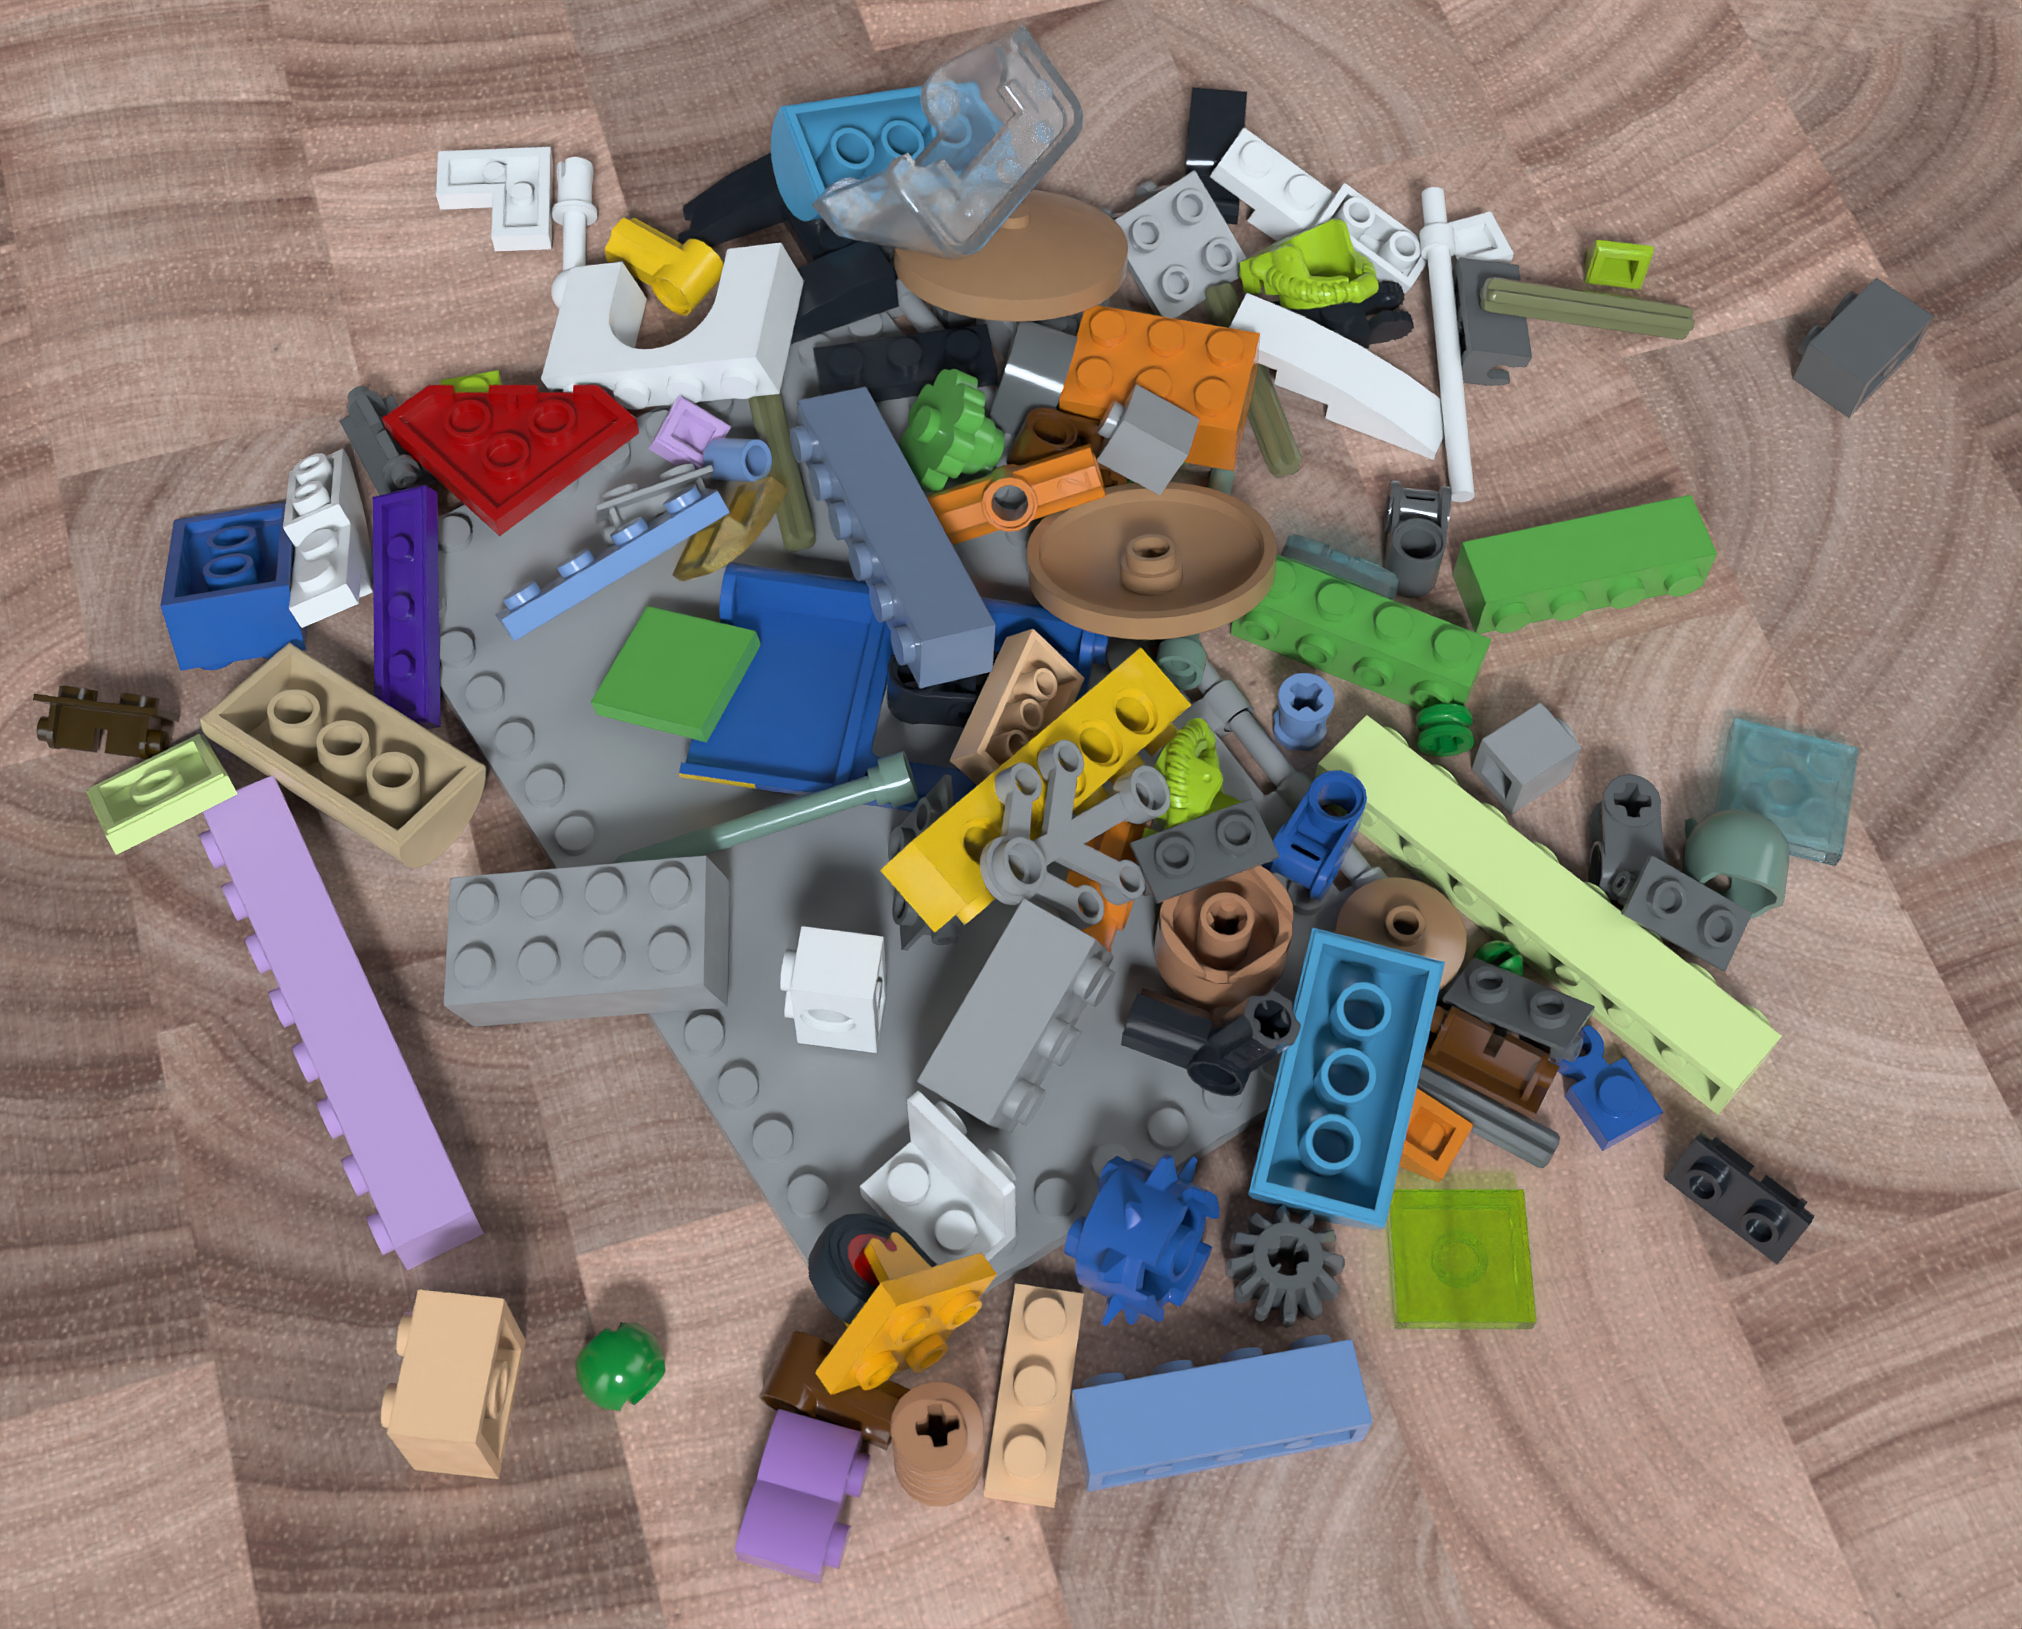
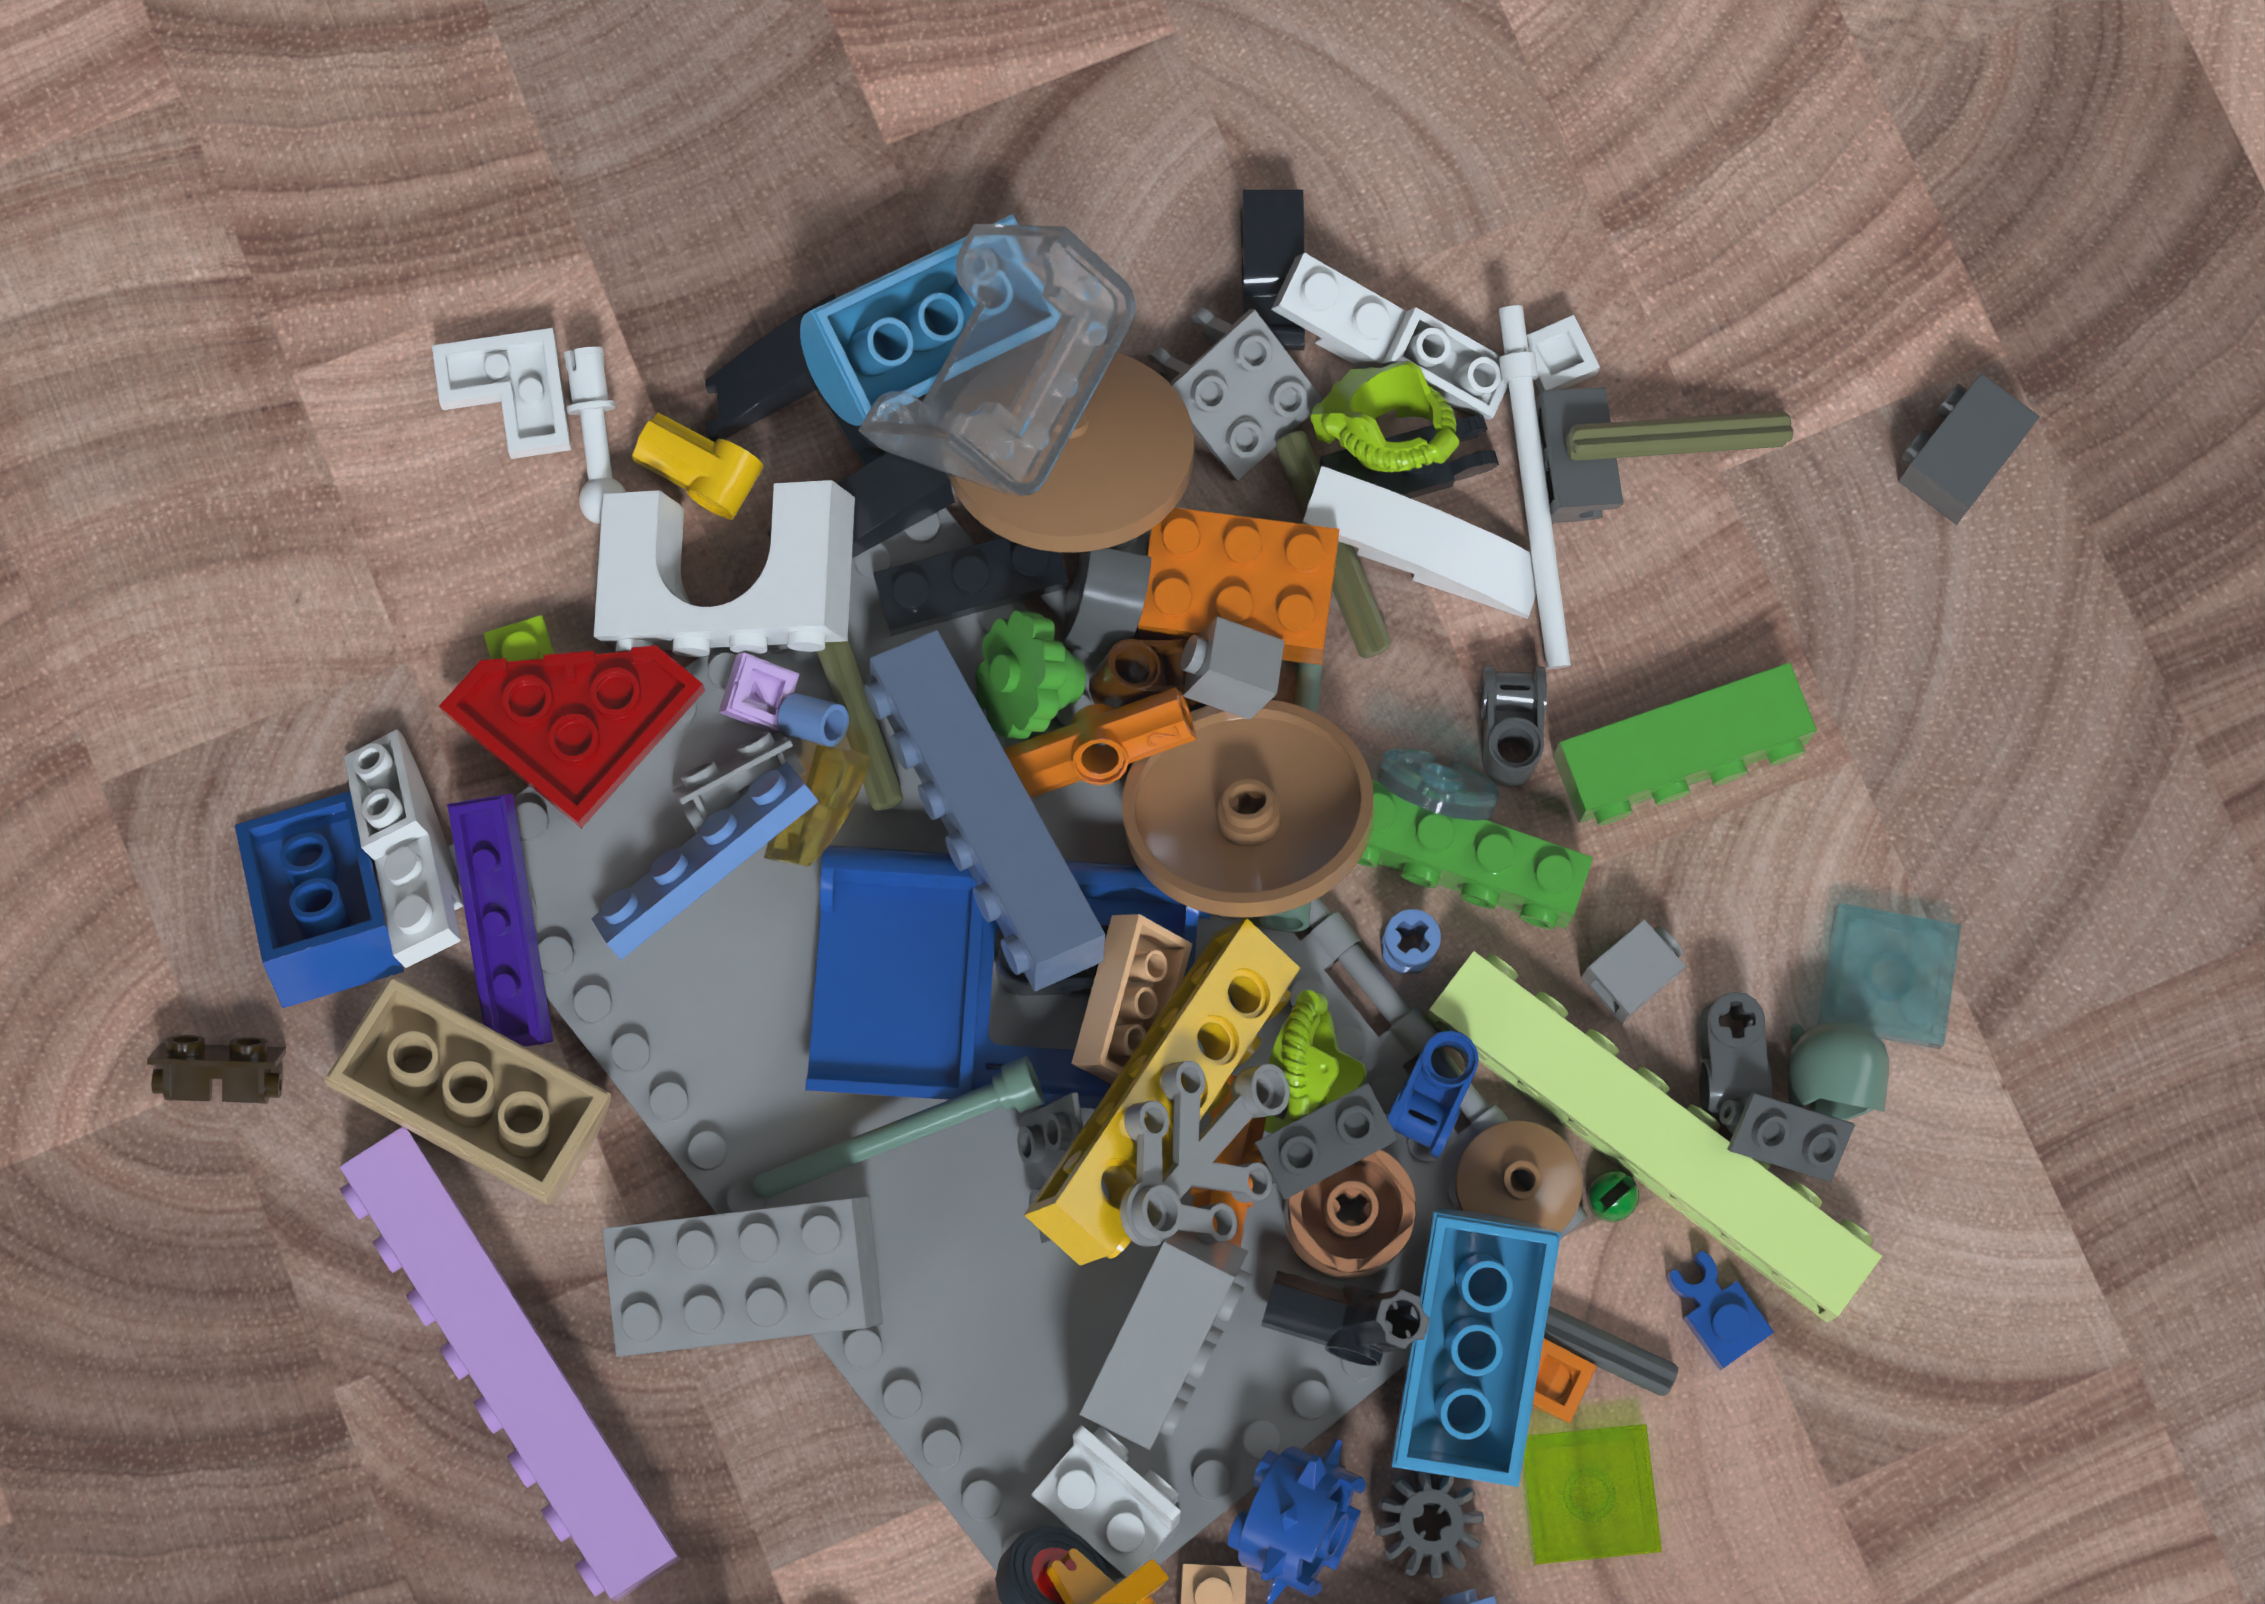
camera: 10 degrees left, 15 degrees up
(160, 793) = (293, 1150): yellowish green tile -> none
(383, 458) = (418, 700): dark grey hinge -> none
(676, 673) = (785, 973): bright green tile -> none
(836, 988) = (988, 1311): white brick -> none
(1444, 730) = (1552, 947): green bush -> none
(1513, 1075) = (1622, 1313): reddish brown hinge -> none
(1522, 1006) = (1635, 1247): dark grey hinge -> none
(1617, 264) = (1710, 361): lime slope -> none
(1754, 1210) = (1871, 1426): black hinge -> none

